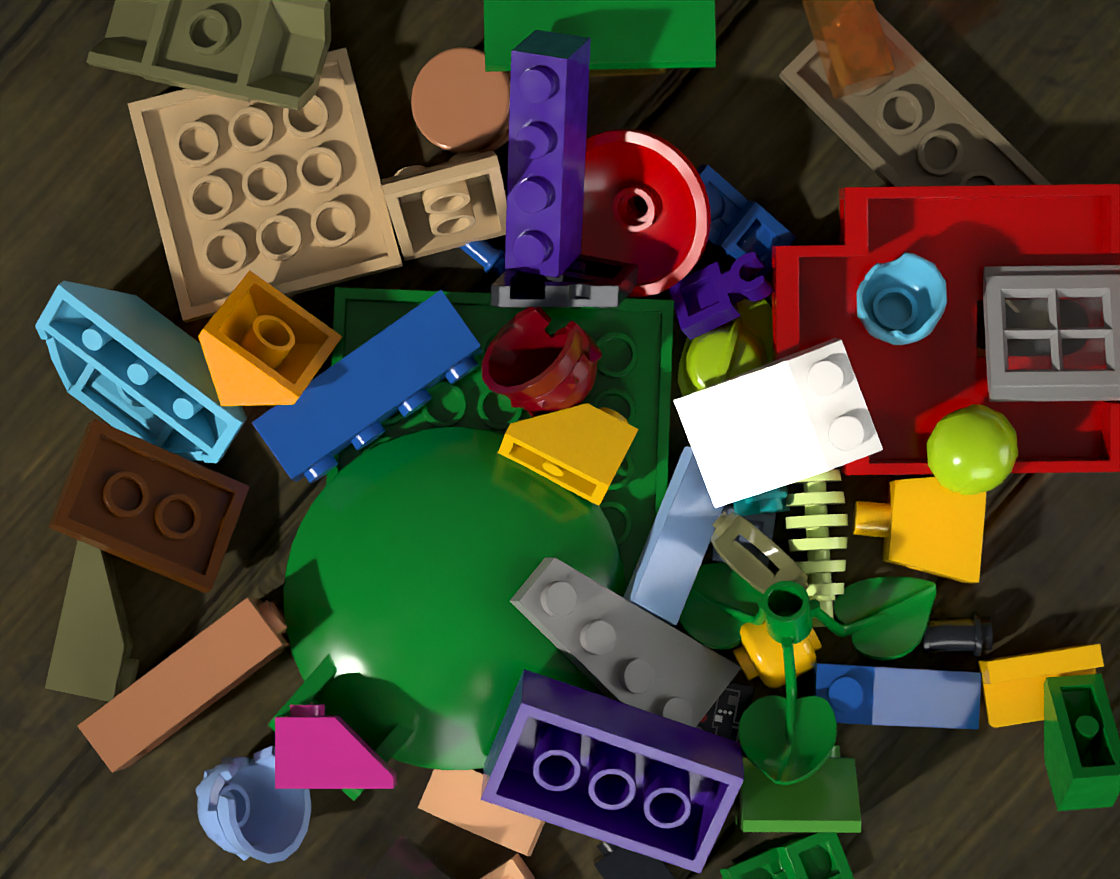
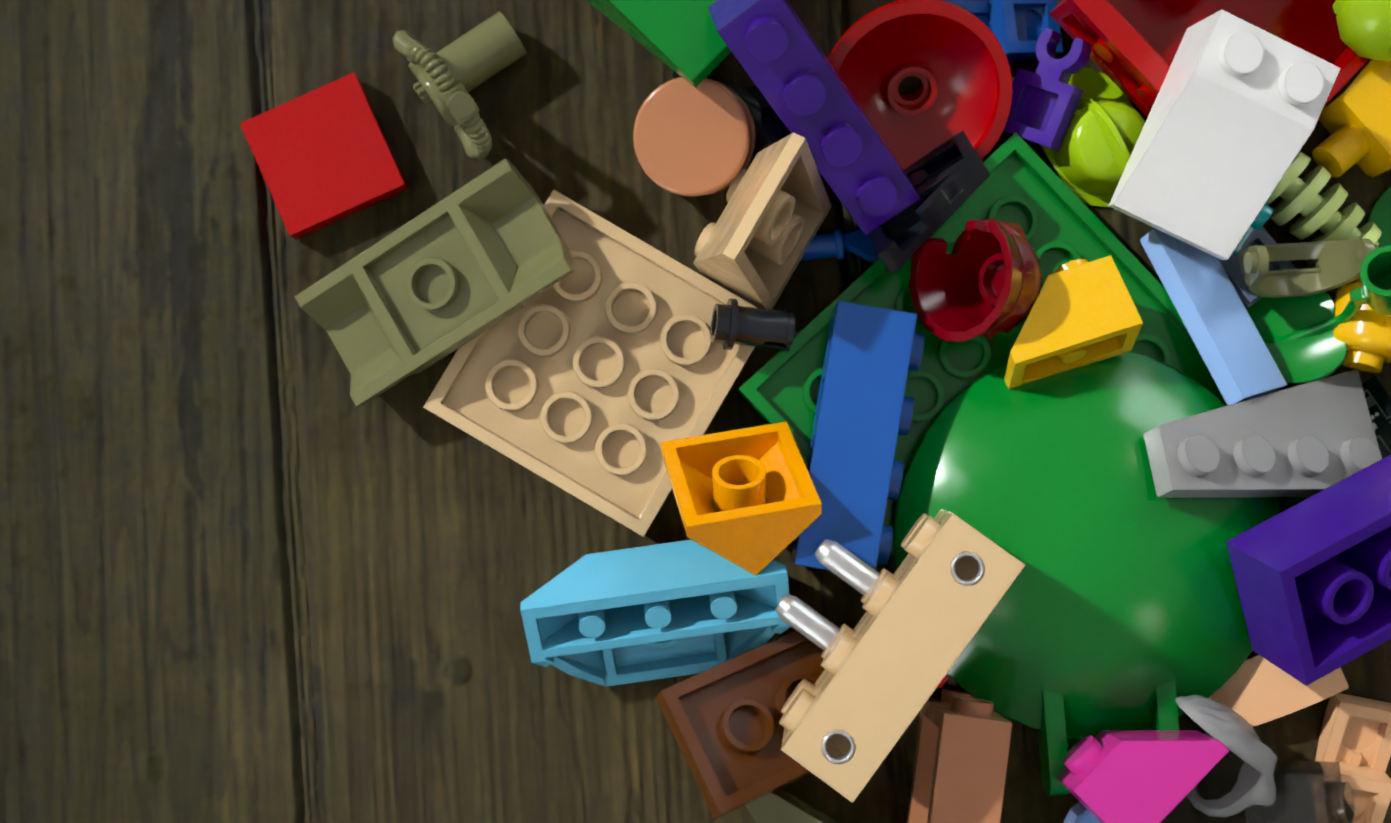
camera: 45 degrees left, 0 degrees up
(256, 525) = (897, 651): none -> tan piece
(378, 255) = (752, 326): none -> black pin
(413, 801) = (1255, 779): none -> light grey piece

